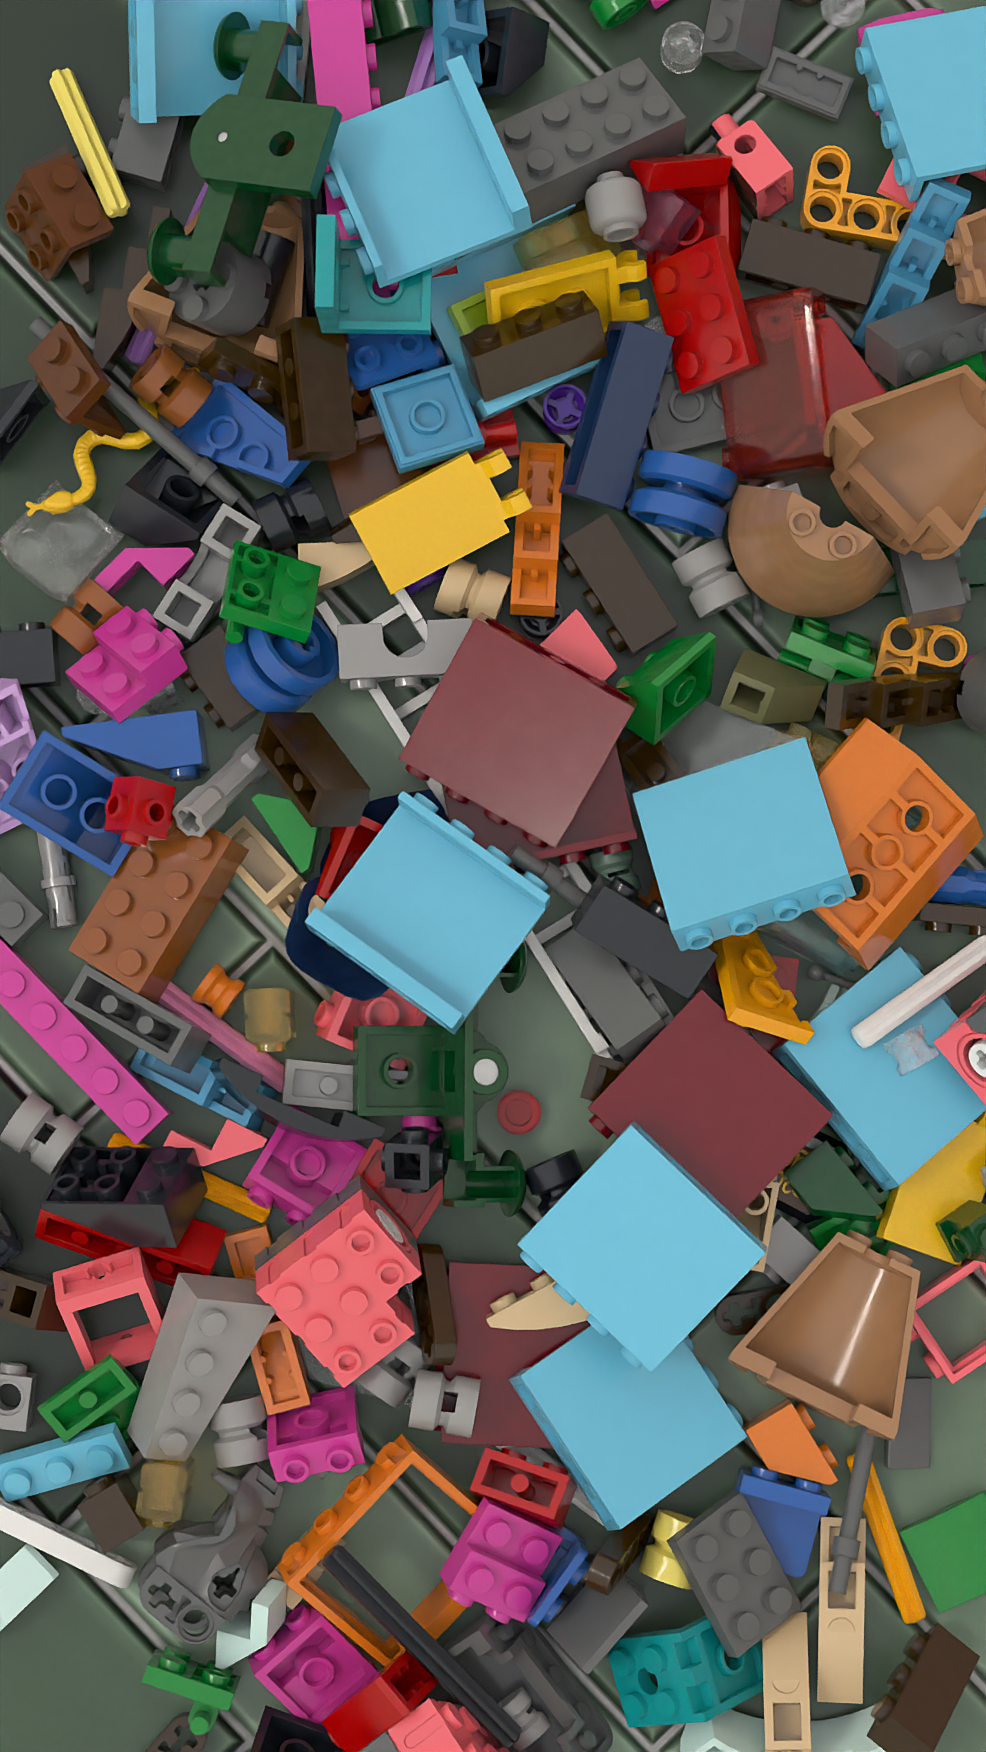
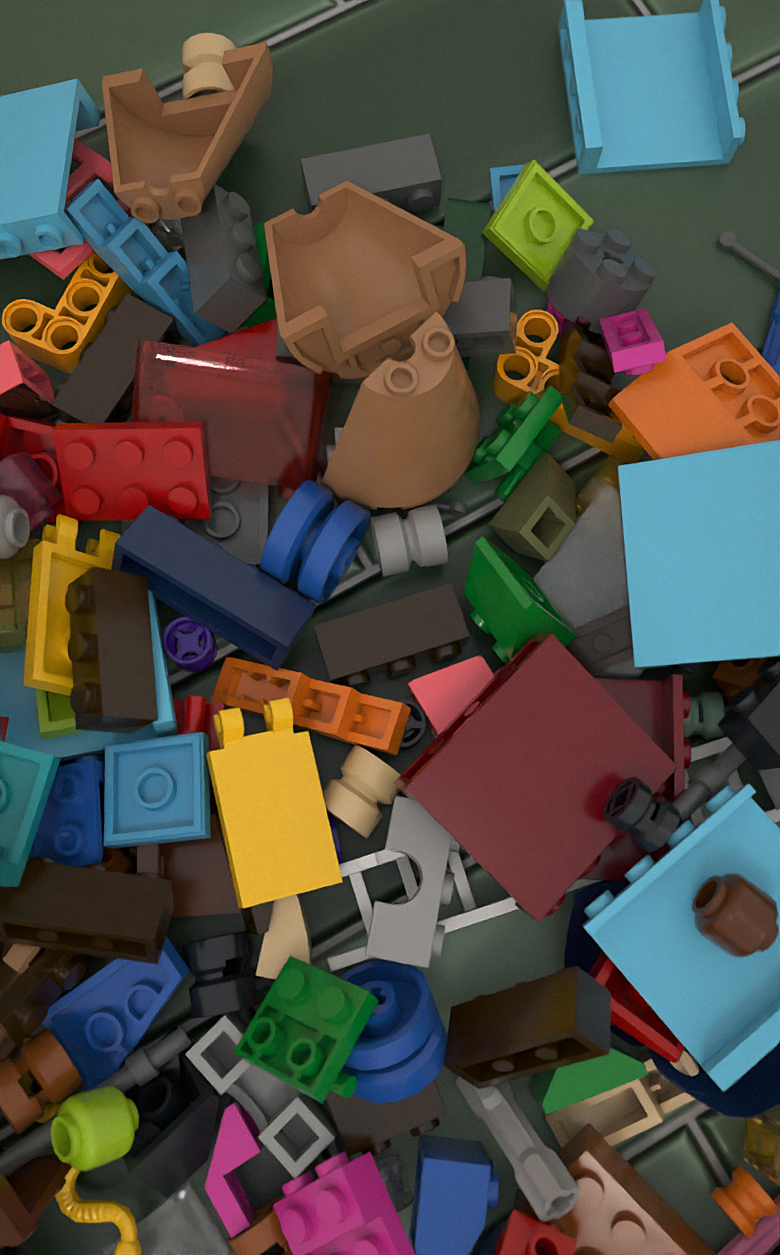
camera: 80 degrees left, 10 degrees down
(152, 447) = (94, 1128): none -> lime head
(442, 909) = (736, 915): none -> reddish brown head
(504, 818) = (643, 816): none -> black wheel
(931, 724) = (632, 342): none -> dark pink plate

